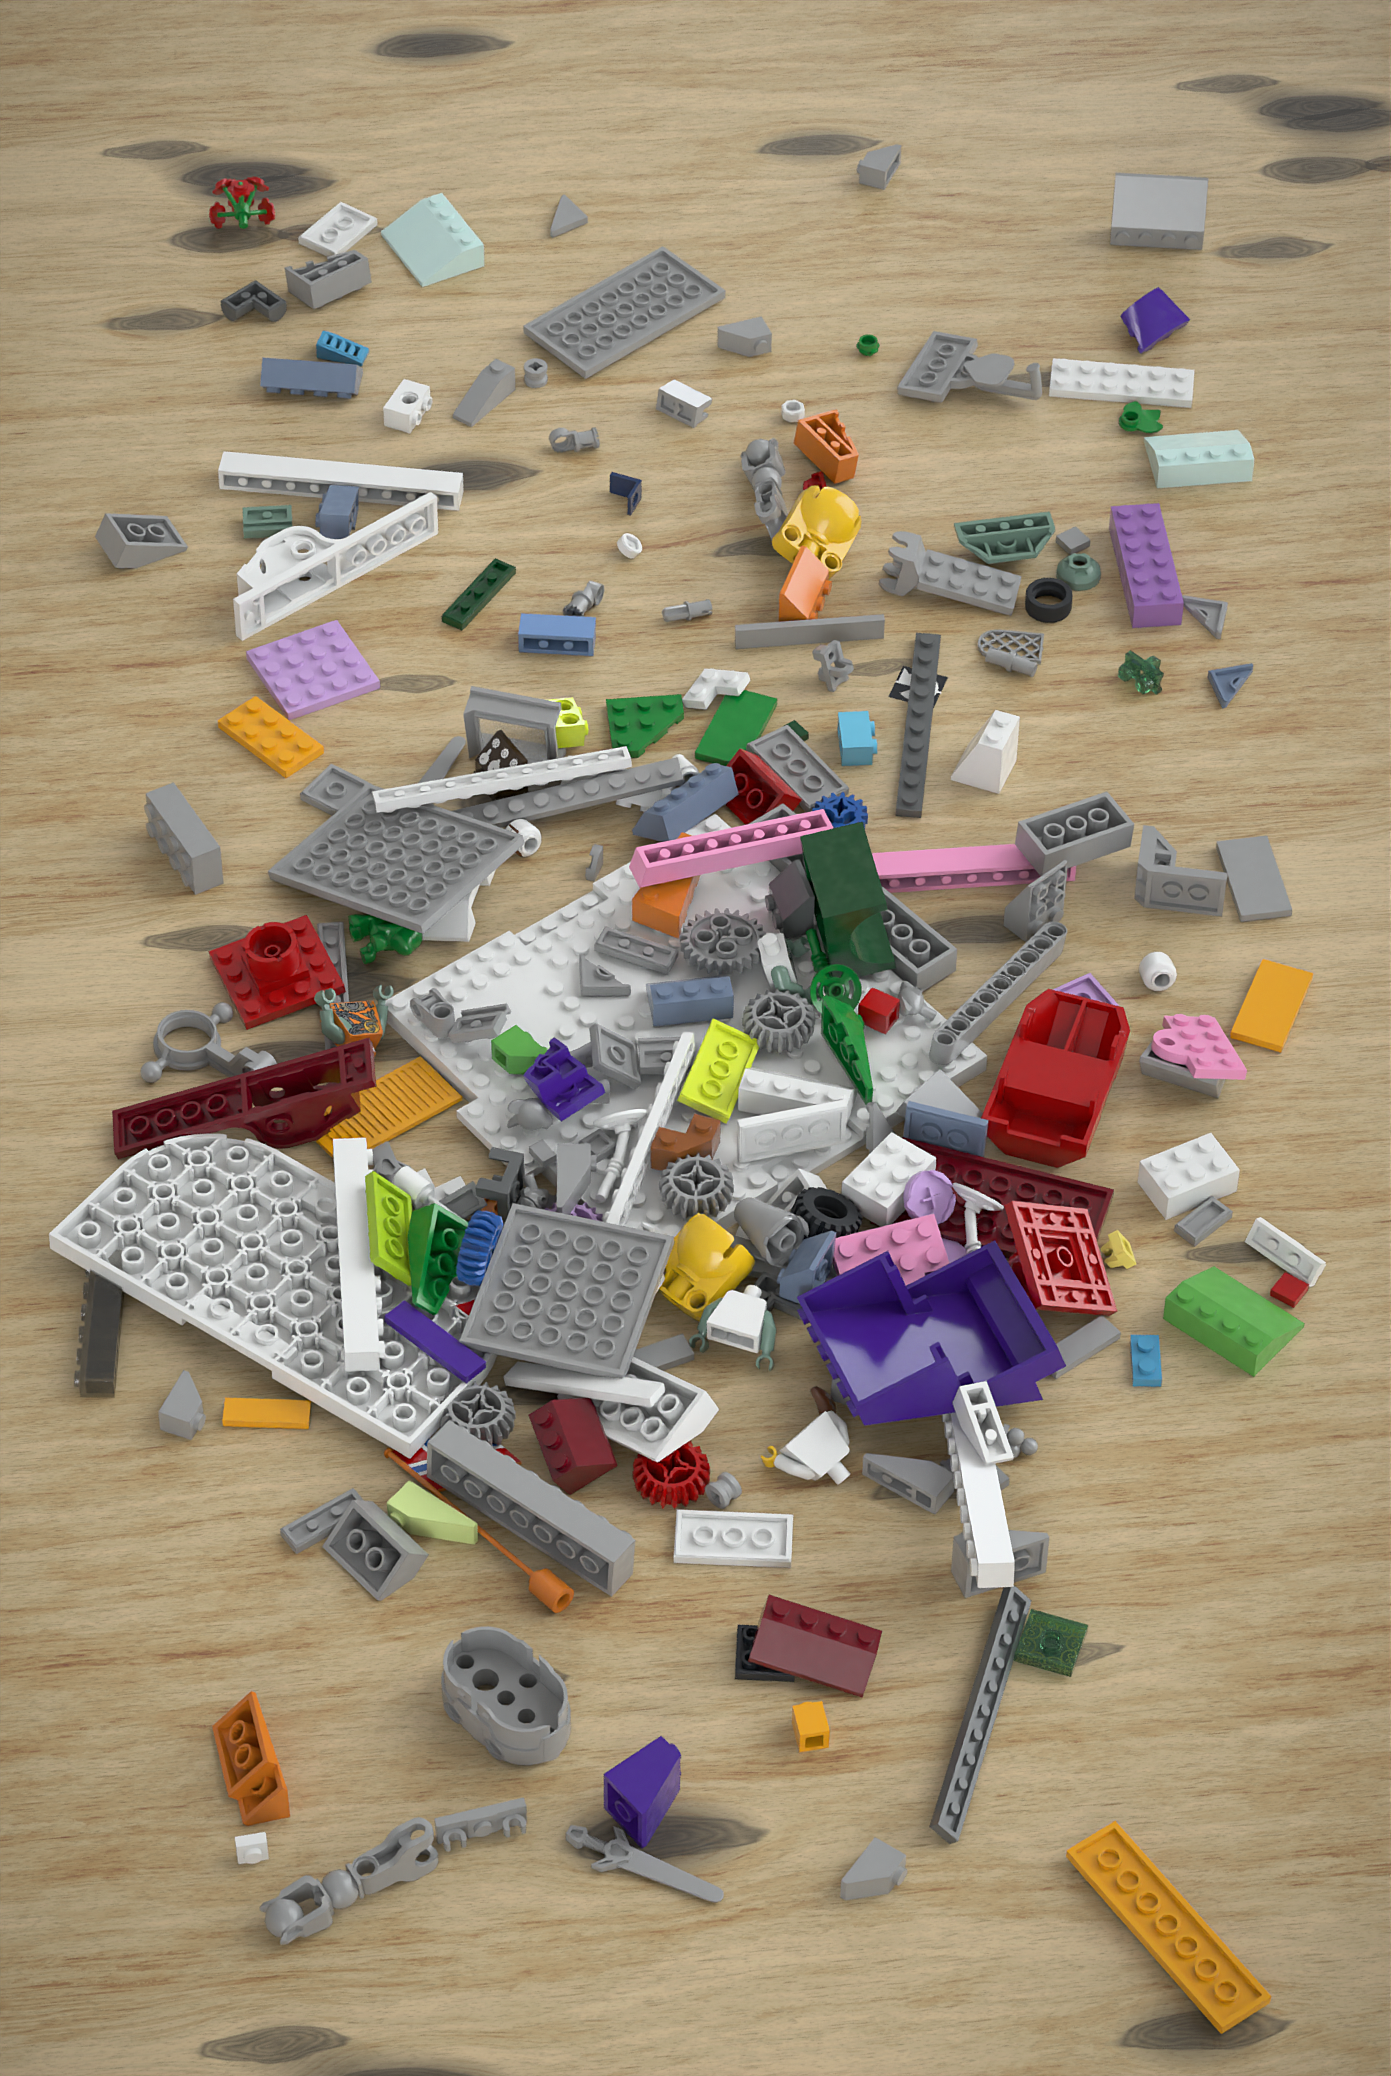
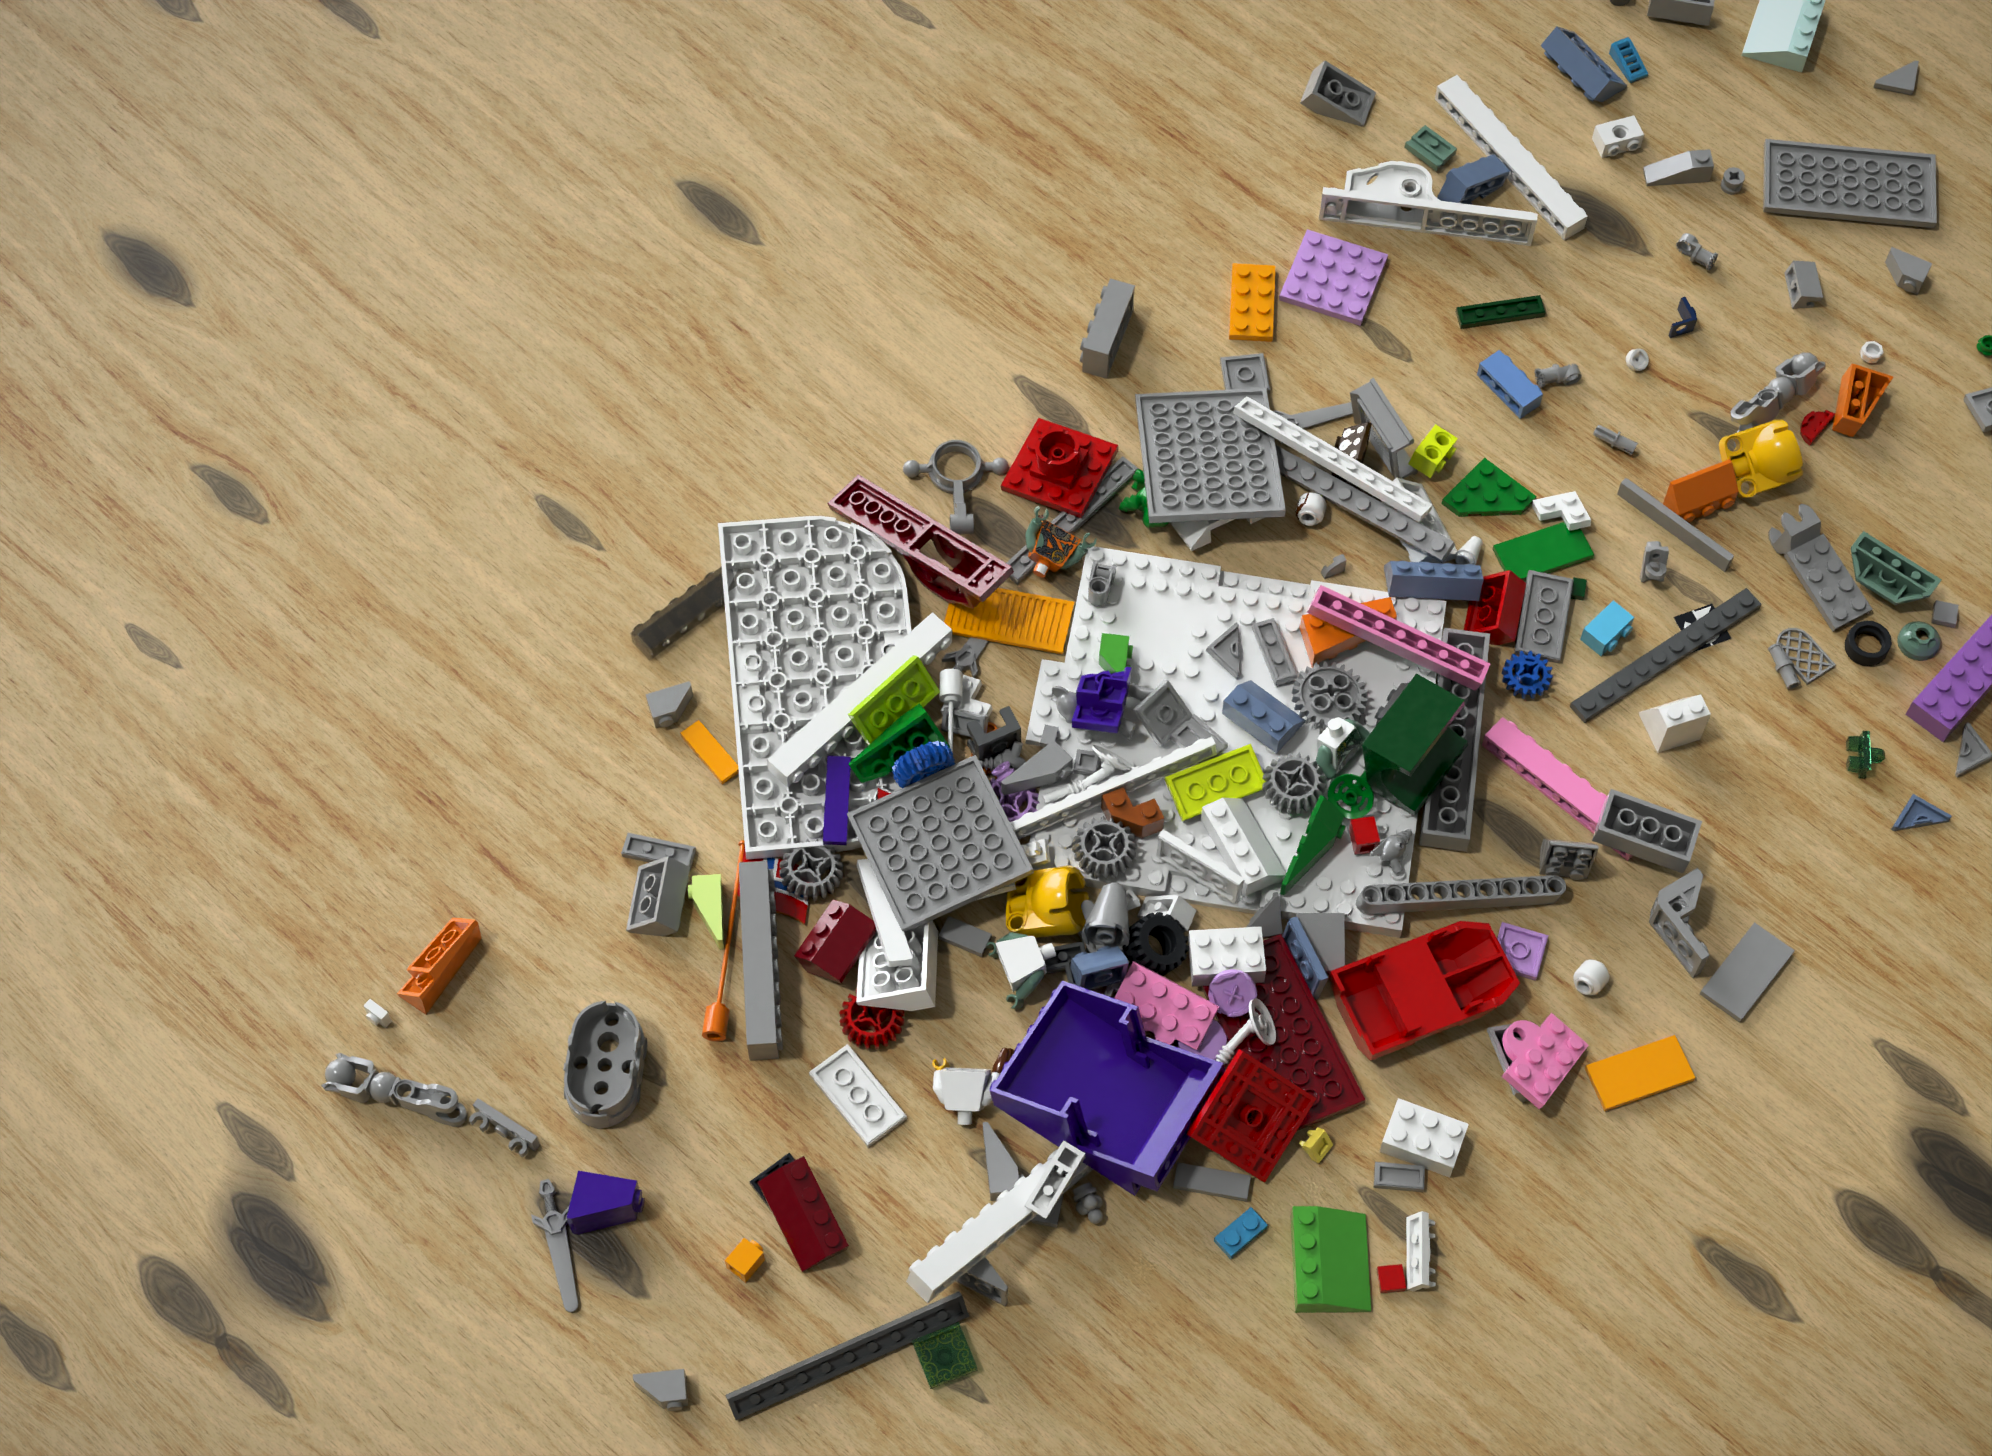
camera: 50 degrees right, 15 degrees up
(479, 1023) = (1113, 614): light grey plate -> none
(544, 1201) = (1002, 771): none -> lavender bush
(723, 1490) = (886, 1059): light grey wheel -> none

